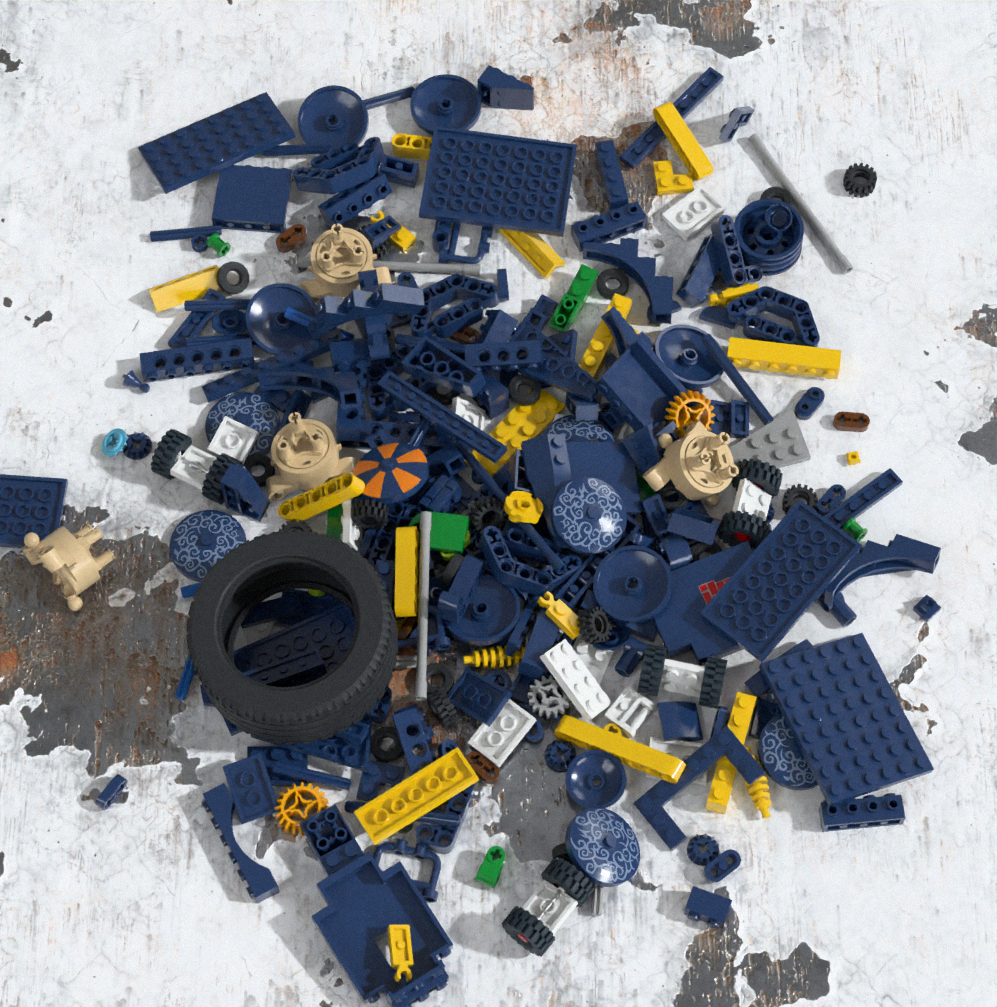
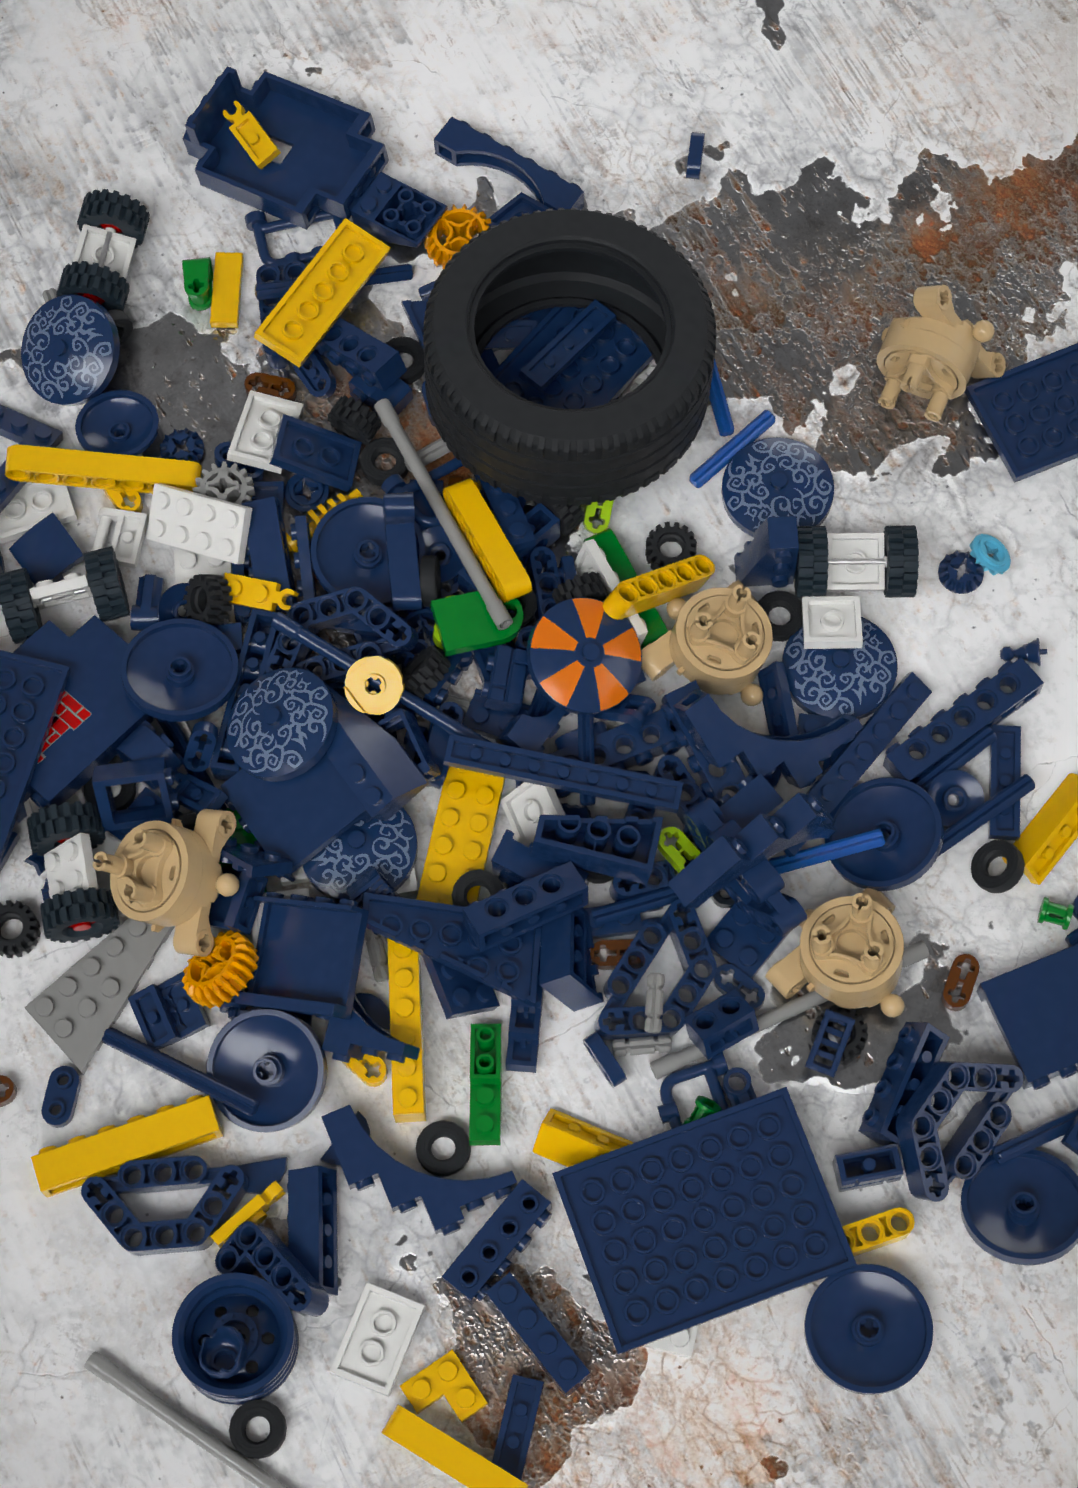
camera: 155 degrees right, 5 degrees up
(378, 775) = (394, 320): dark blue plate -> none
(389, 97) = (974, 1304): dark blue axle -> none
(398, 355) = (684, 845): none -> lime beam
(402, 238) = (794, 1071): yellow plate -> none
(431, 261) = (721, 1024): none -> dark blue brick
(461, 286) = (654, 1003): none -> light grey axle
(468, 233) = (703, 1108): none -> green bush
(474, 855) = (226, 290): none -> yellow tile
(504, 90) = (797, 1400): dark blue slope -> none

